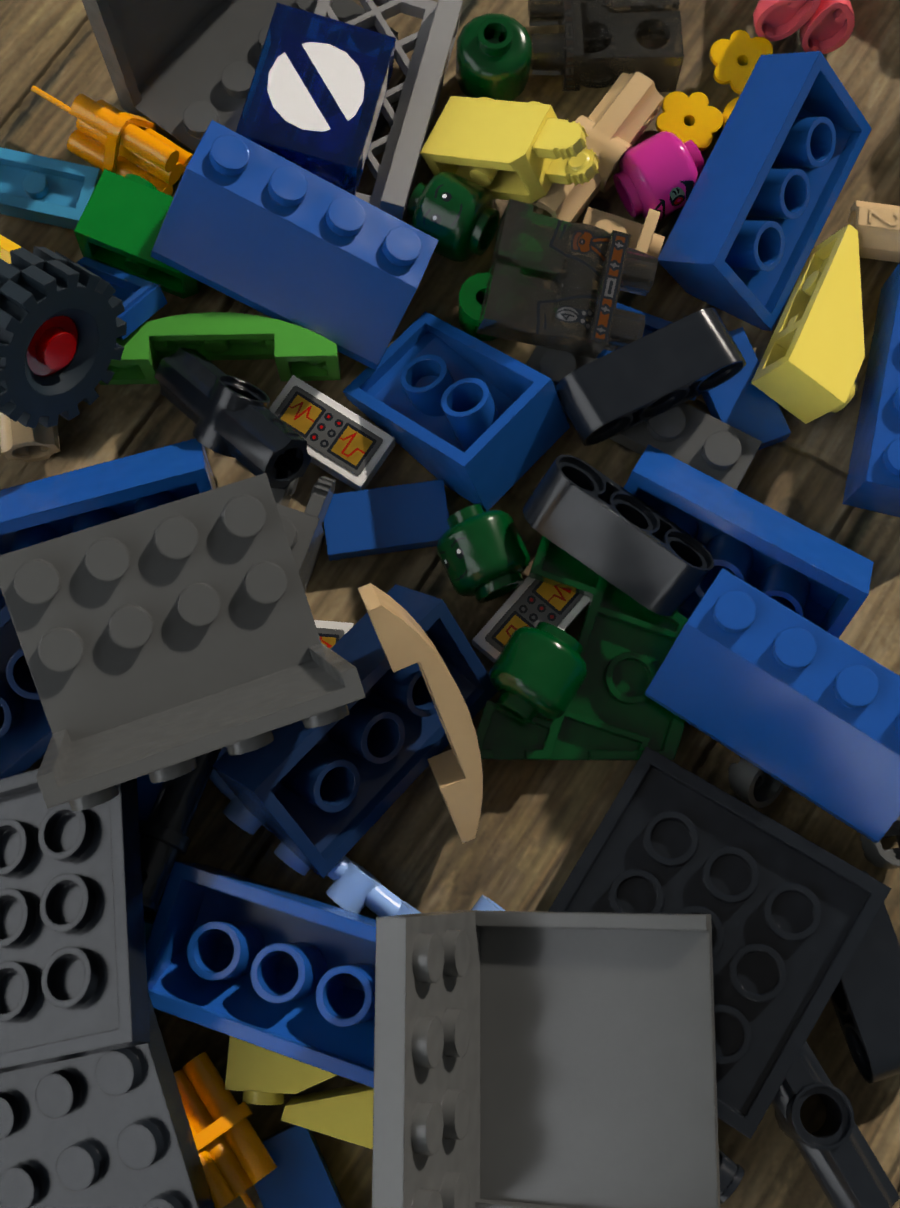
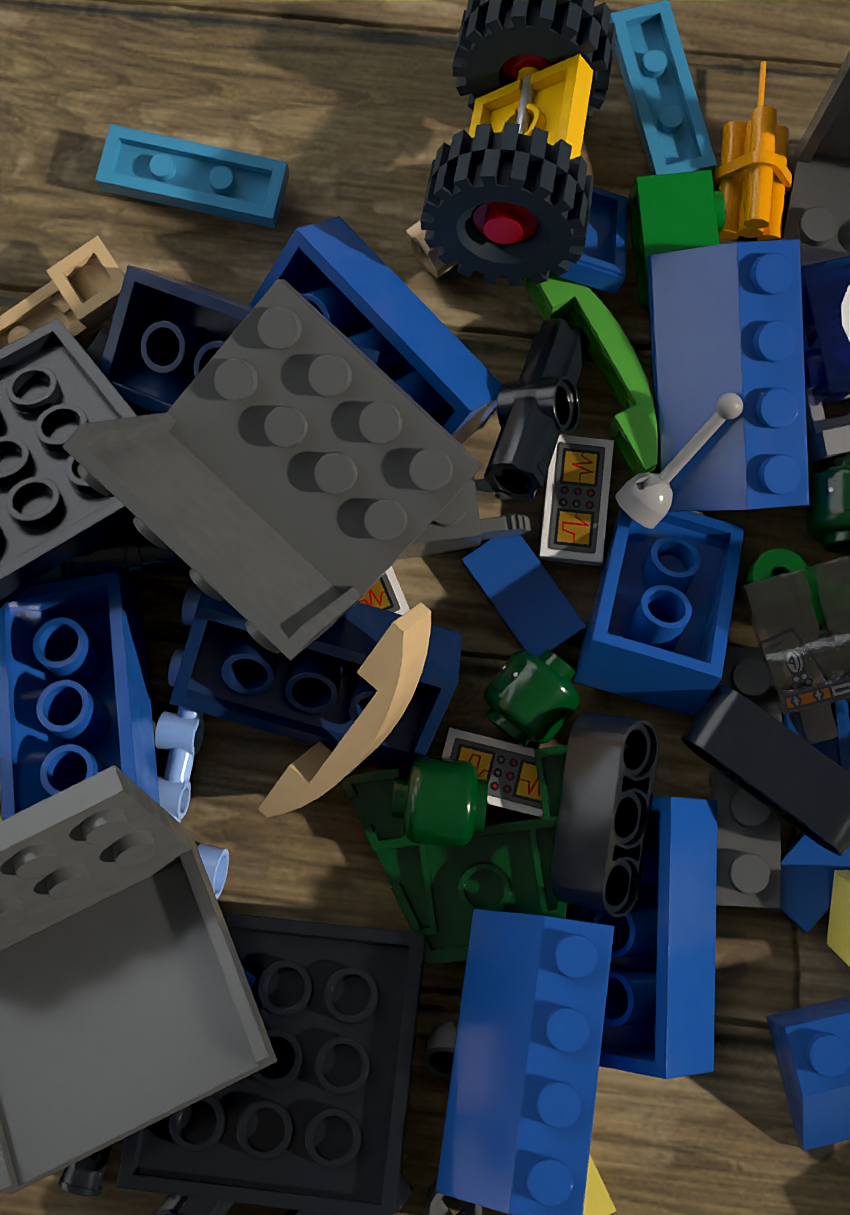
camera: 70 degrees right, 5 degrees up
(359, 364) = (649, 494): none -> light grey hinge

